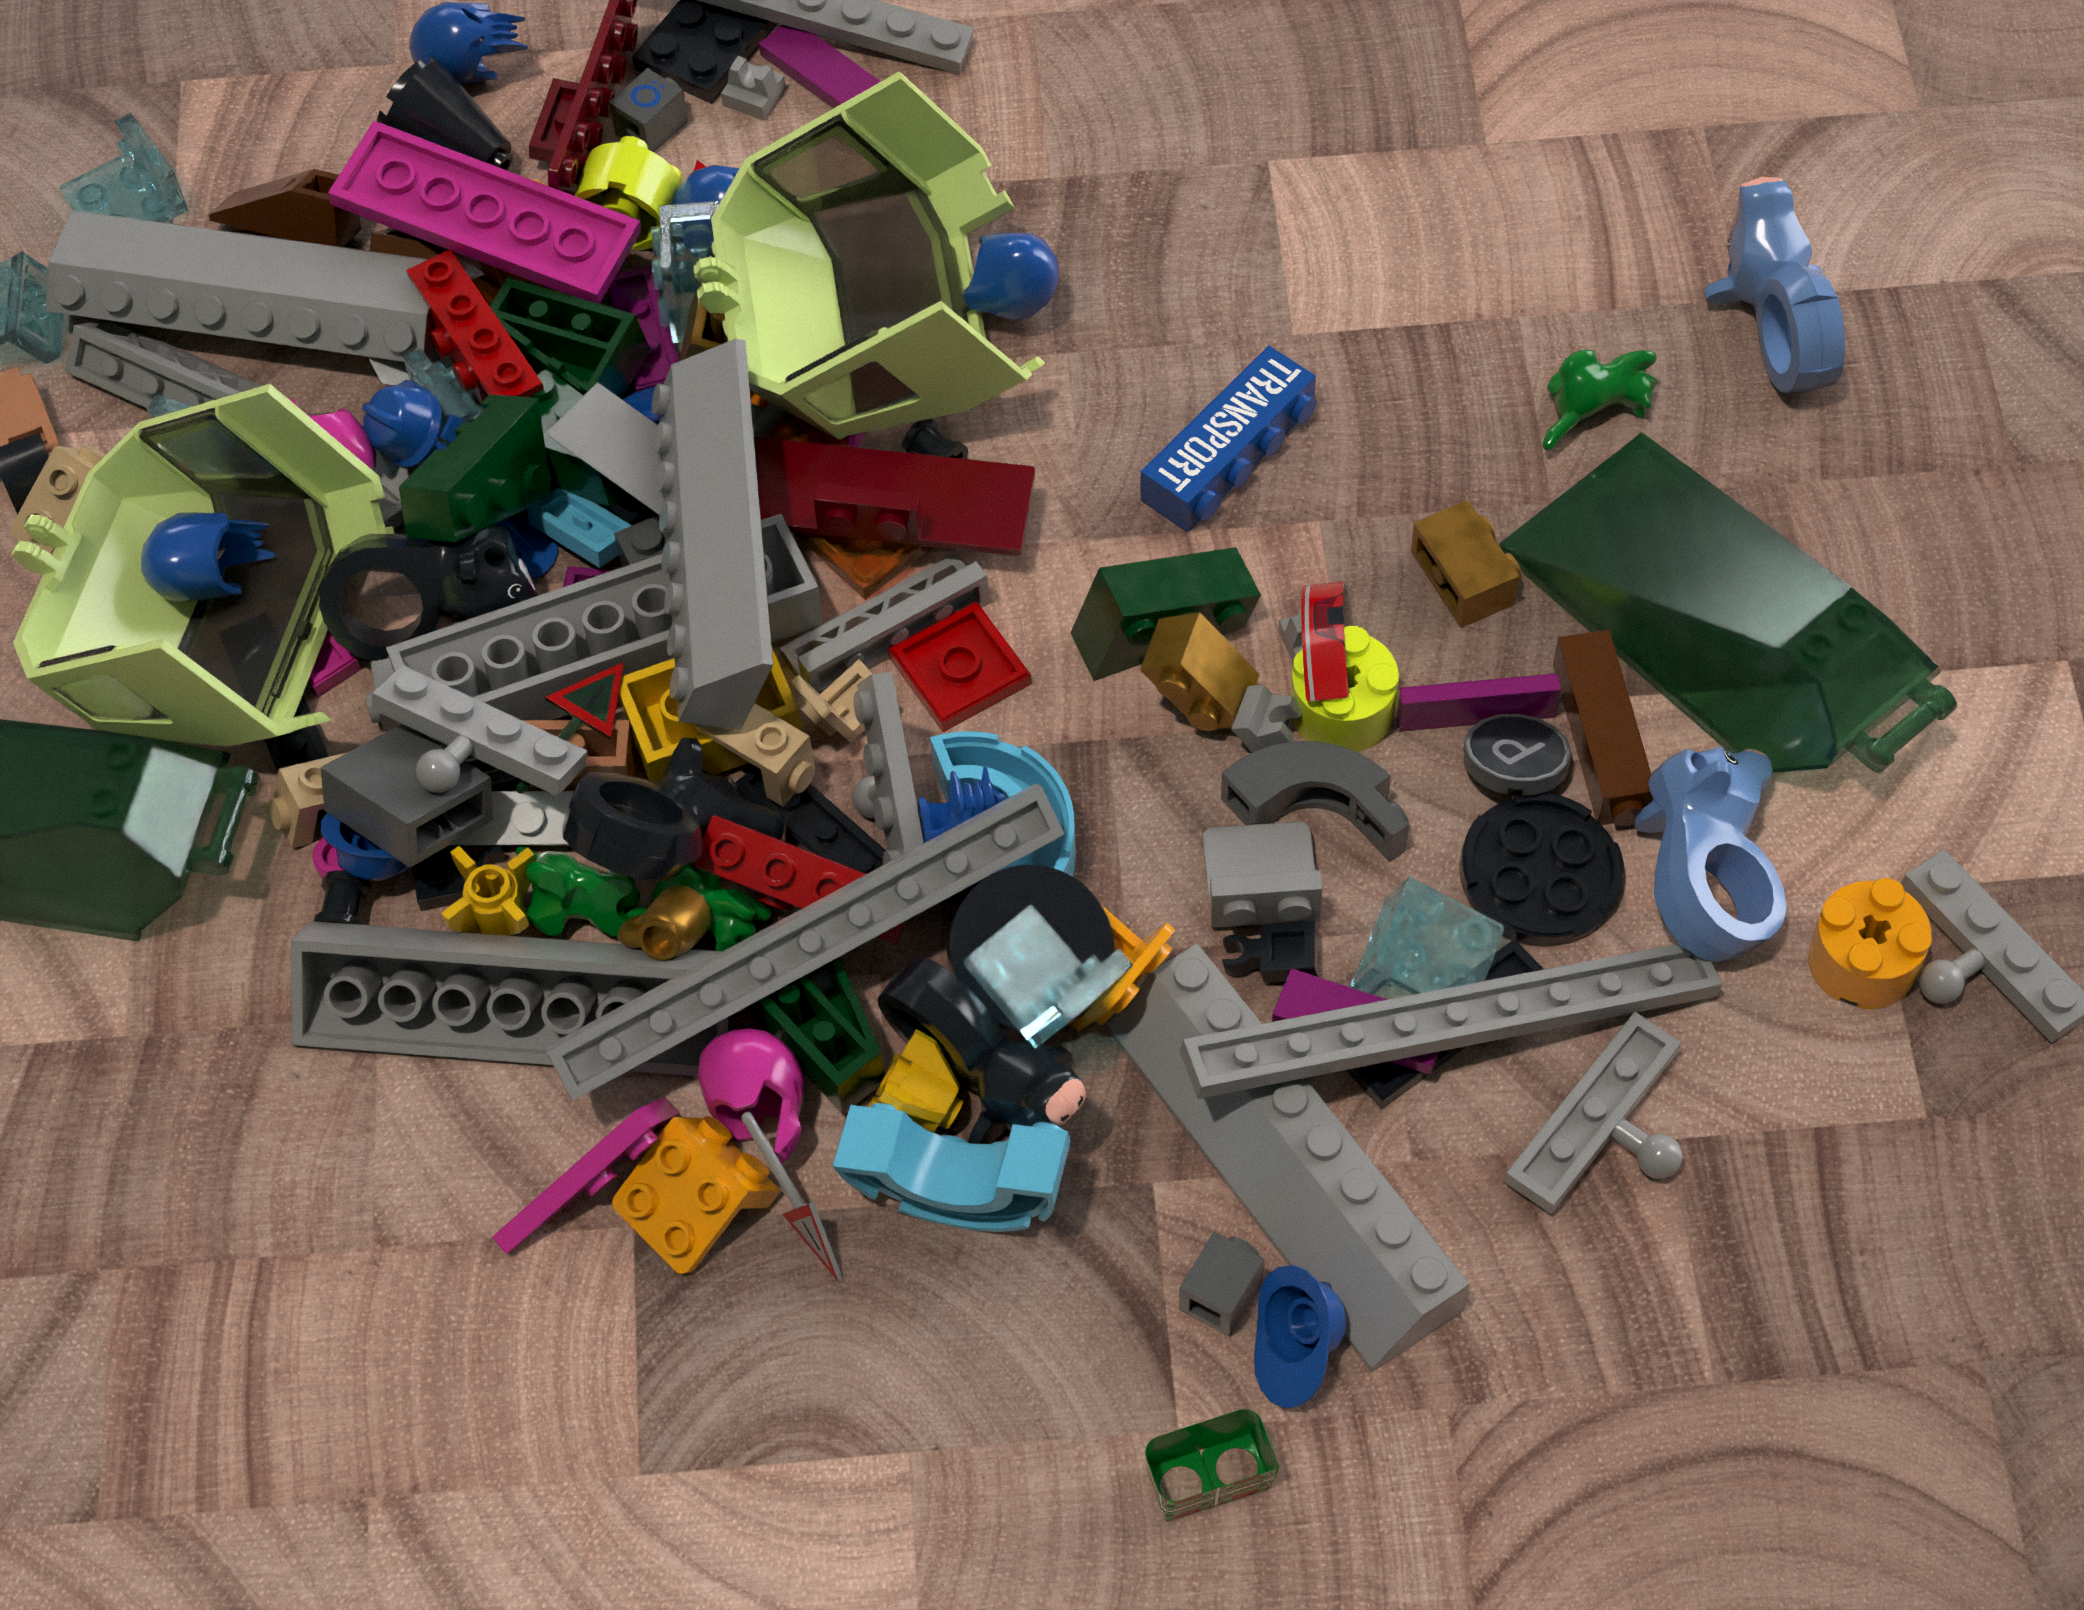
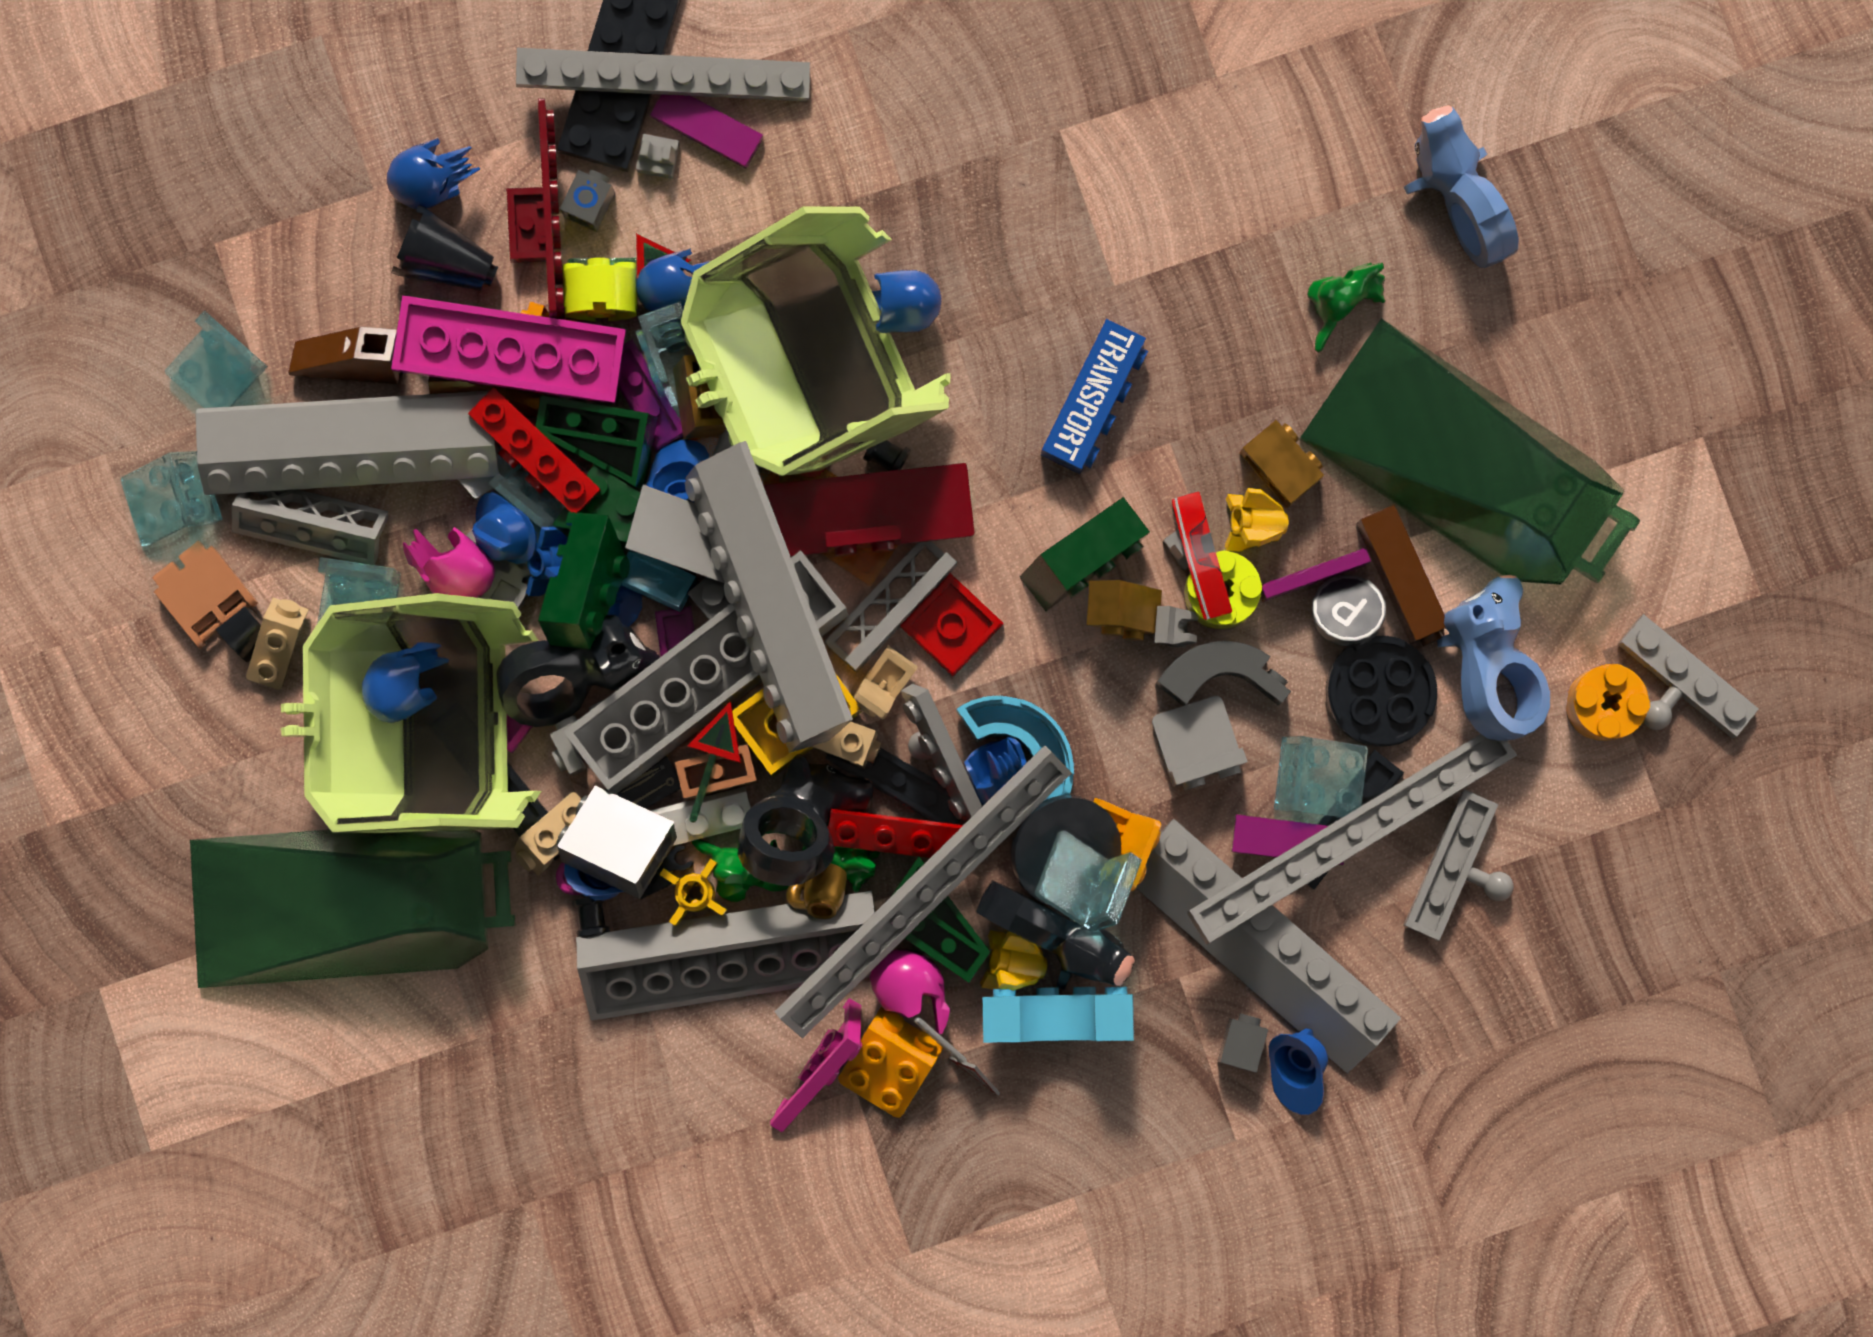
camera: 15 degrees left, 25 degrees up
(476, 731) = (653, 792): light grey plate -> none
(1181, 1448) = (1279, 1177): green piece -> none
(1276, 952) = (1226, 798): black plate -> none
(1414, 618) = (1254, 520): none -> yellow brick

